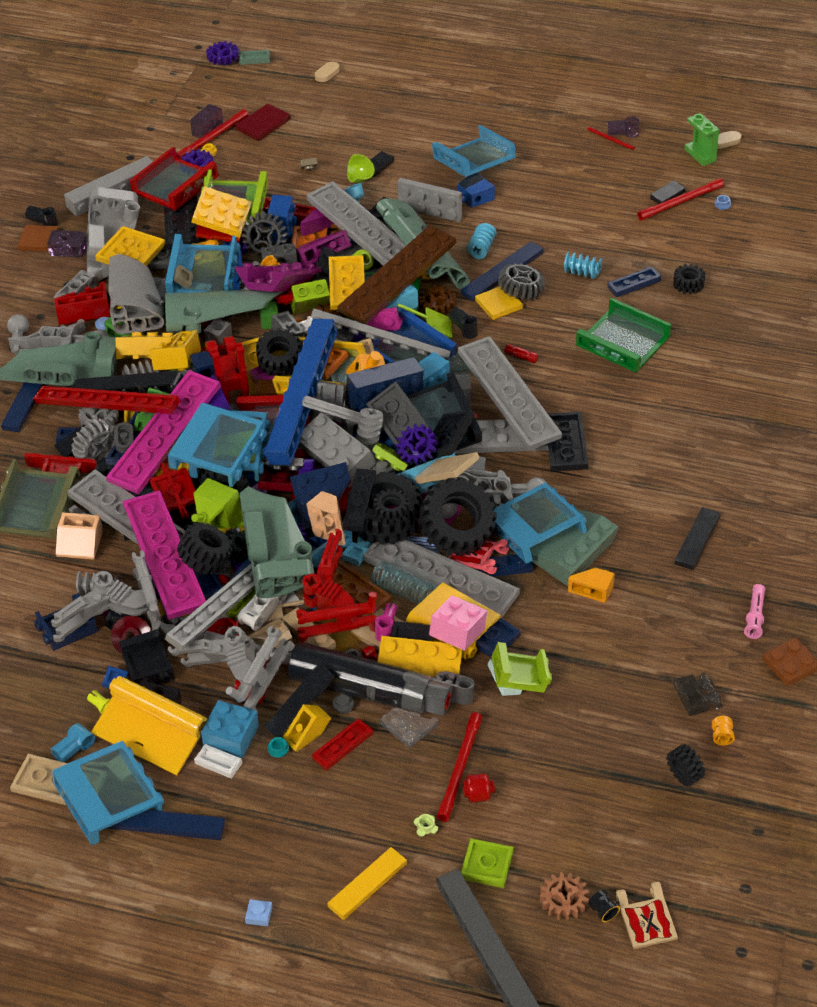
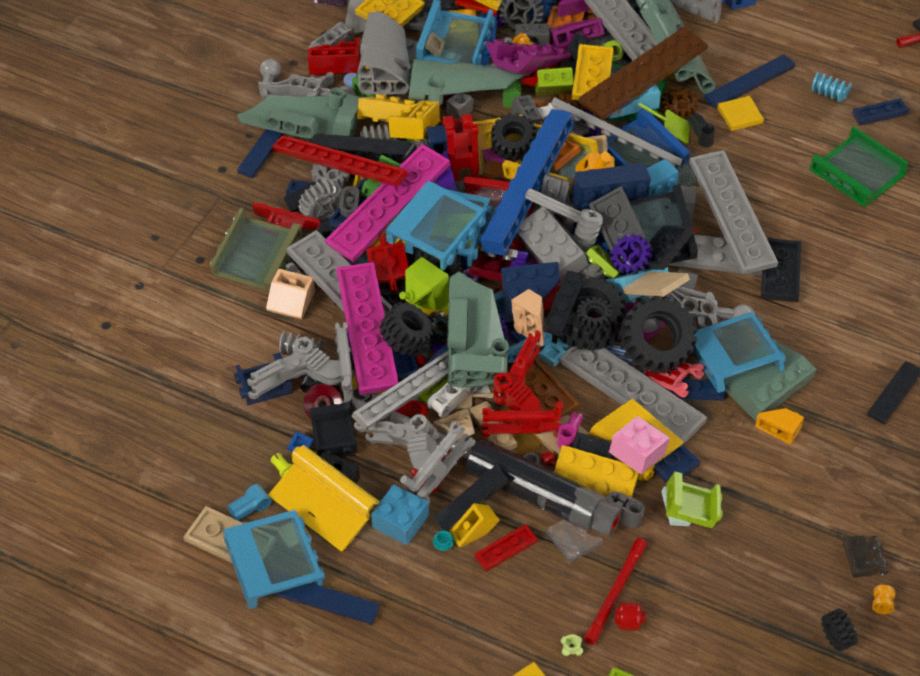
camera: 10 degrees right, 5 degrees up
(218, 761) = (383, 544): white tile -> none
(343, 703) = (514, 506): dark grey plate -> none
(387, 320) = (624, 118): dark pink bracket -> none
(422, 589) = (615, 400): clear light blue piece -> none
(481, 240) = (734, 47): medium azure piece -> none
(521, 281) = (766, 95): dark grey gear -> none
(521, 353) = (753, 170): red axle -> none

